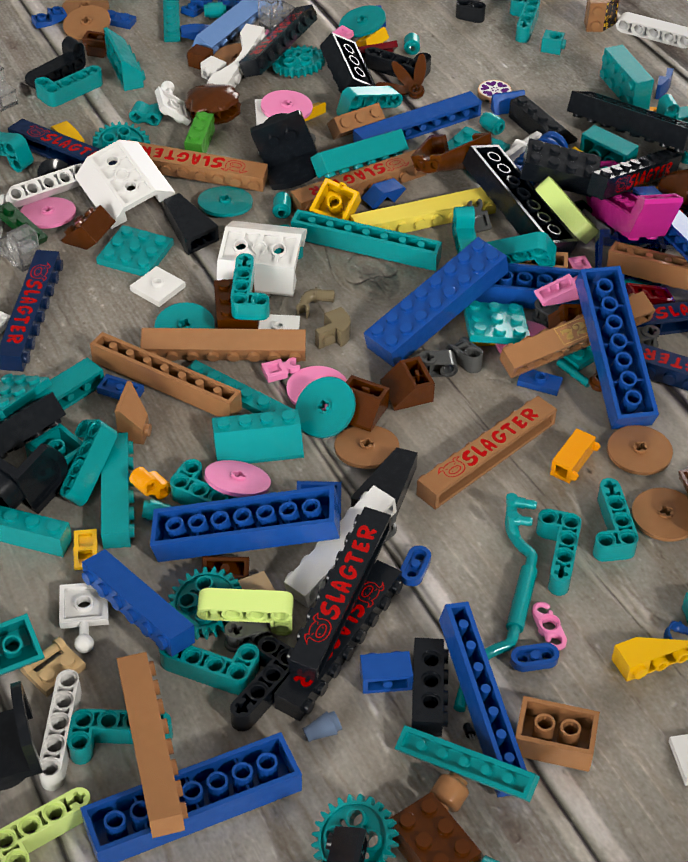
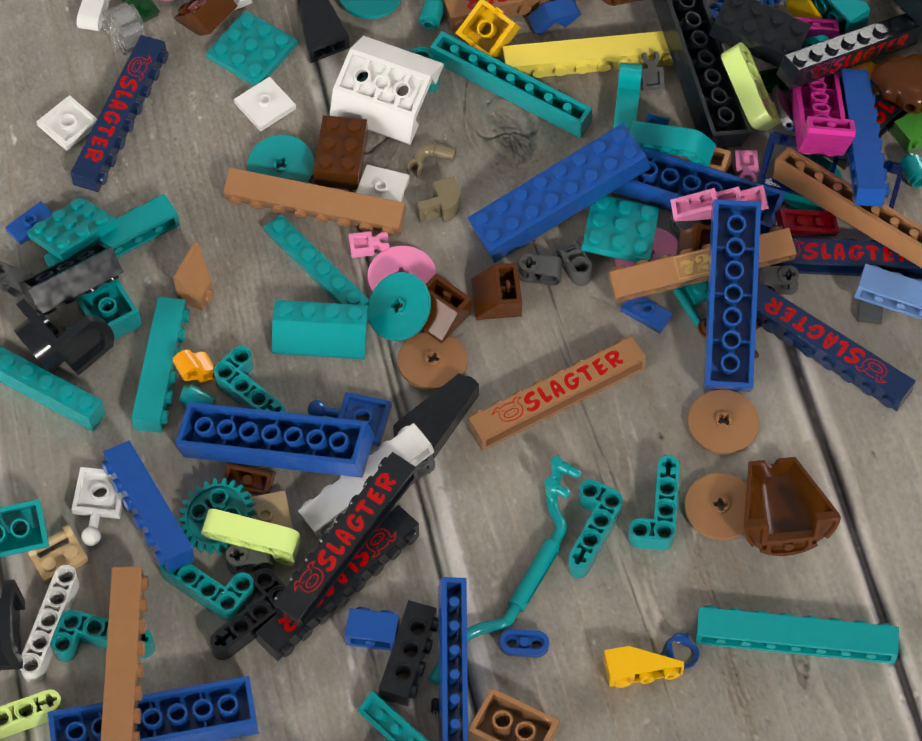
camera: 15 degrees right, 15 degrees up
(84, 546) = (115, 428): yellow slope -> none
(89, 461) = (137, 328): teal beam -> none
(113, 386) = (186, 233): blue plate -> none
(166, 376) = (242, 233): medium nougat brick -> none
(237, 478) = (285, 377): bright pink piece -> none
(244, 303) = (350, 133): teal beam -> none
(323, 726) = (297, 673): sand blue cone -> none
(414, 567) = (436, 516): blue plate -> none
(541, 618) = (546, 601): bright pink piece -> none
(573, 455) = (647, 416): light orange brick -> none

